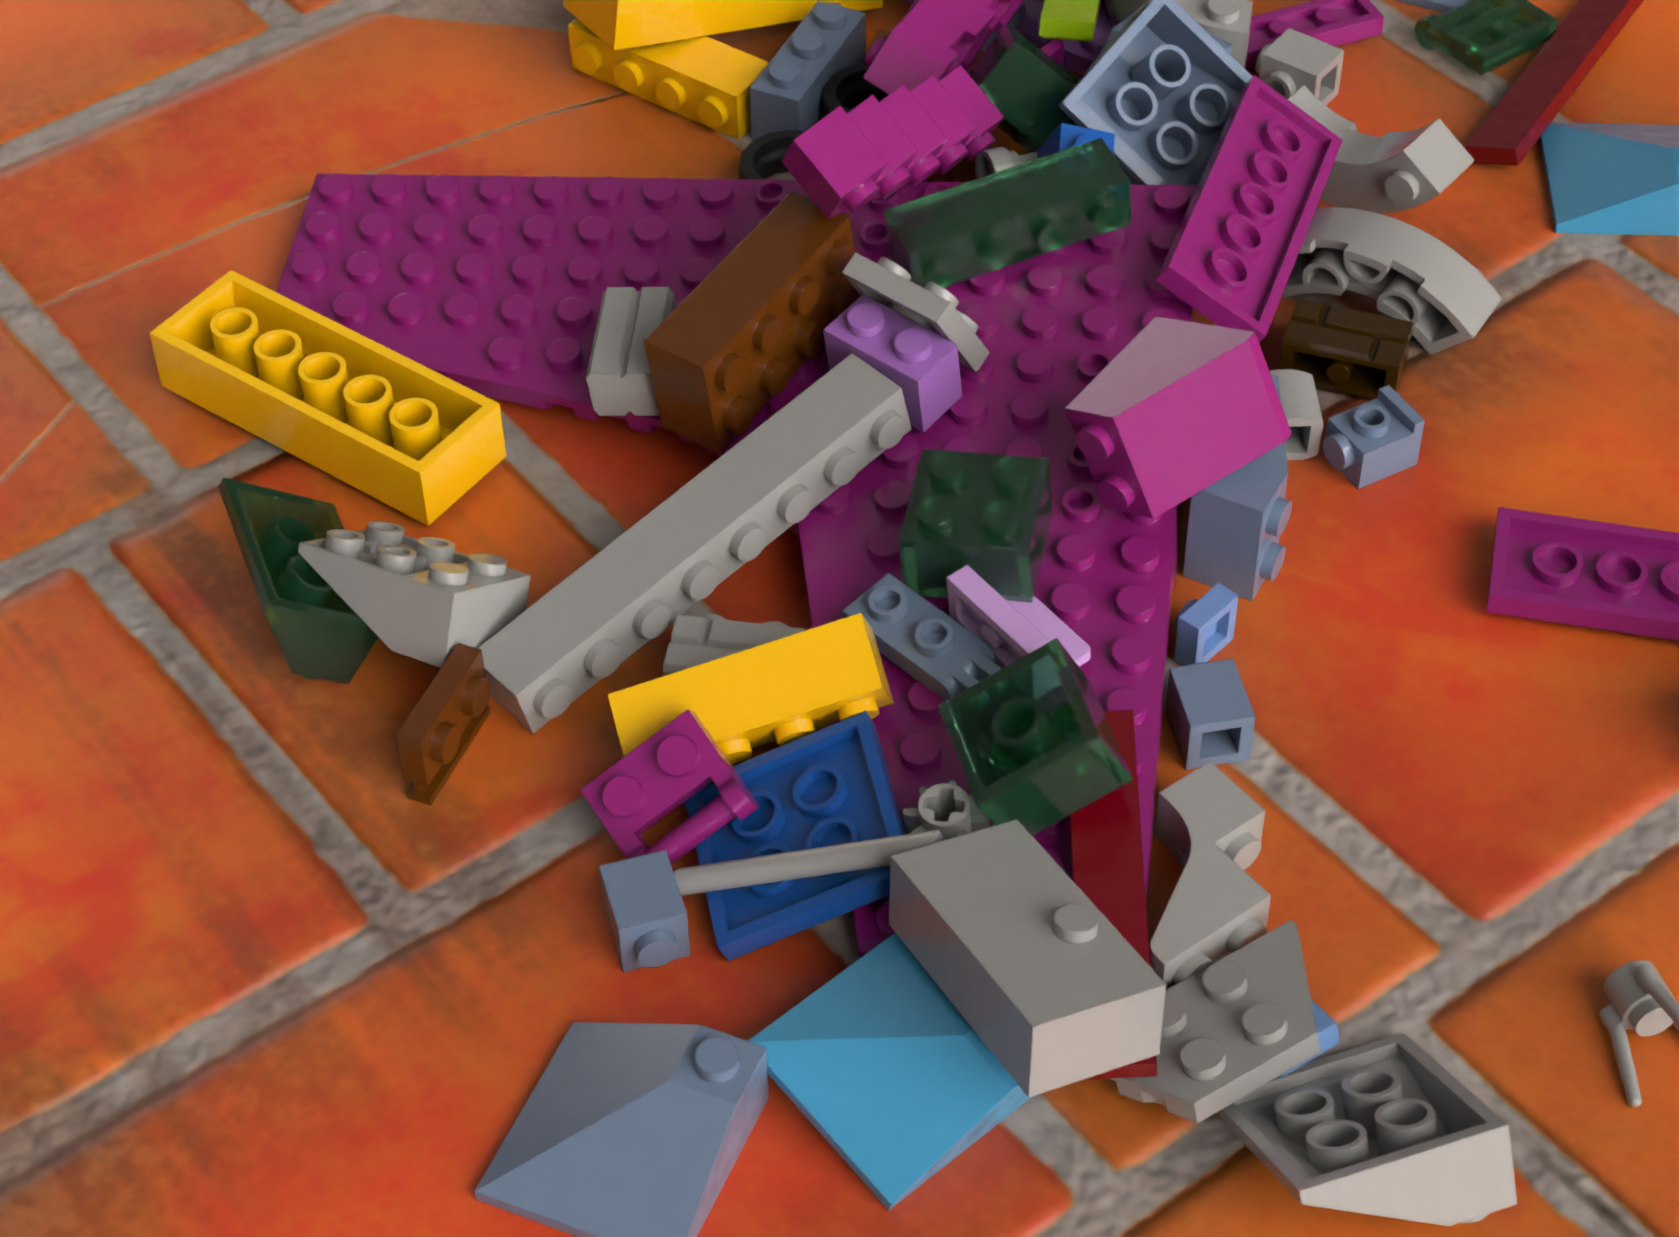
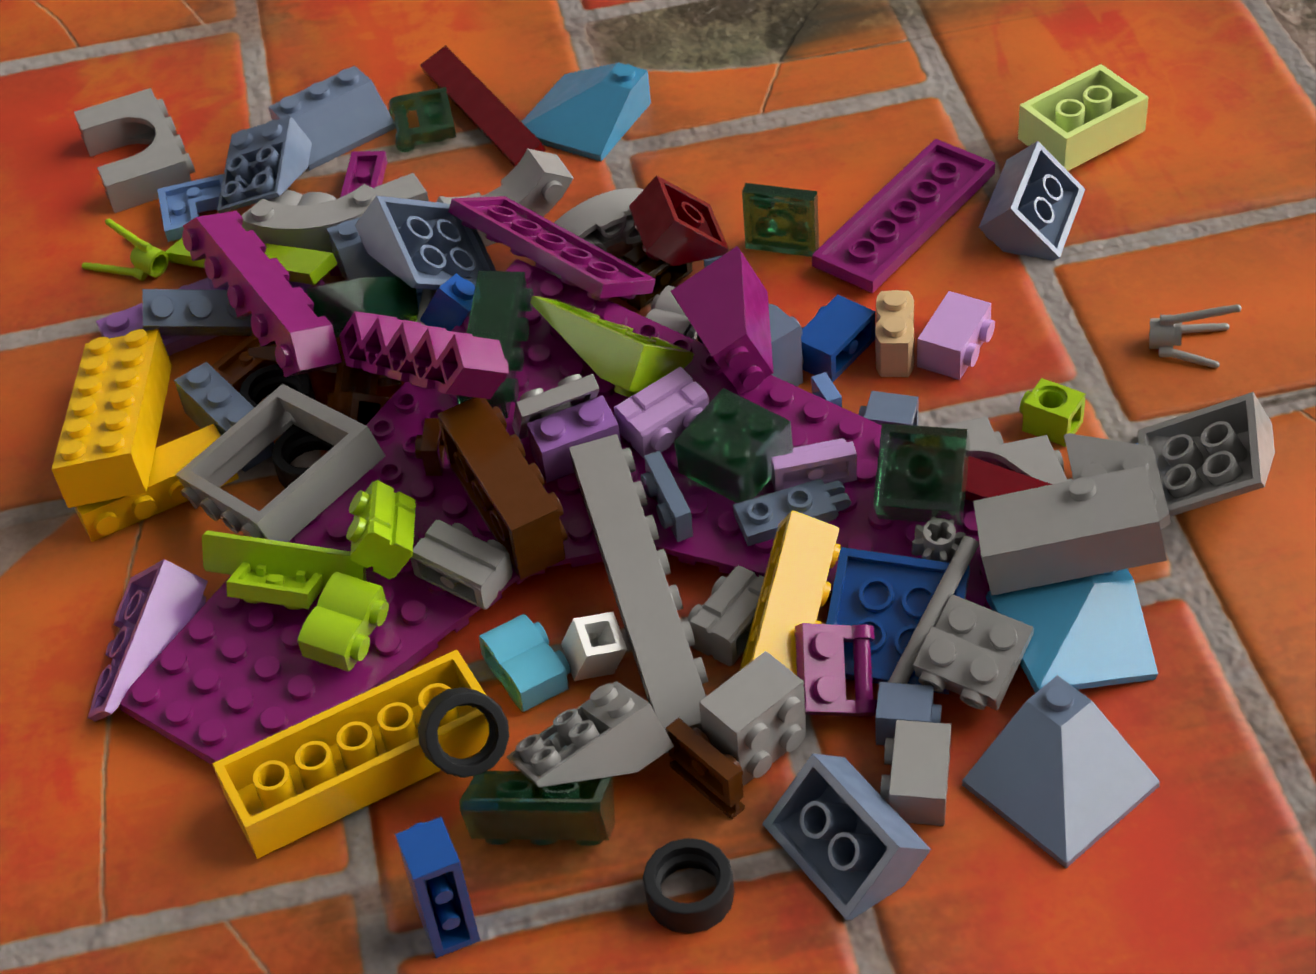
camera: 60 degrees left, 0 degrees up
(117, 521) = (438, 886): none -> blue brick
(269, 819) = (682, 855): none -> black tyre
(321, 454) = (496, 740): none -> black tyre
(411, 915) = (845, 835): none -> sand blue slope
(470, 144) = (150, 616): none -> medium lavender wedge
(492, 287) = (342, 621): none -> lime brick
(532, 205) = (274, 569): none -> lime bracket
(533, 735) = (756, 715): none -> light grey brick
(549, 960) = (918, 771): none -> light grey brick
(550, 492) = (525, 662): none -> medium azure brick
(587, 527) = (593, 646): none -> white brick
(619, 157) = (305, 498): none -> light grey window
(627, 245) = (382, 529): none -> lime brick
(764, 936) = (972, 653): none -> light grey plate
(858, 498) = (671, 506): none -> sand blue plate
(998, 420) = (660, 412): none -> lavender brick
(1076, 321) = (612, 348): none -> lime wedge
(1342, 594) = (837, 337): none -> blue brick
(1355, 902) = (1052, 411): none -> lime brick
(1394, 655) = (894, 333): none -> tan brick
(1410, 325) = (676, 224): none -> dark red slope
(1446, 729) = (955, 335): none -> lavender brick
(1530, 436) = (780, 219): none -> clear green plate

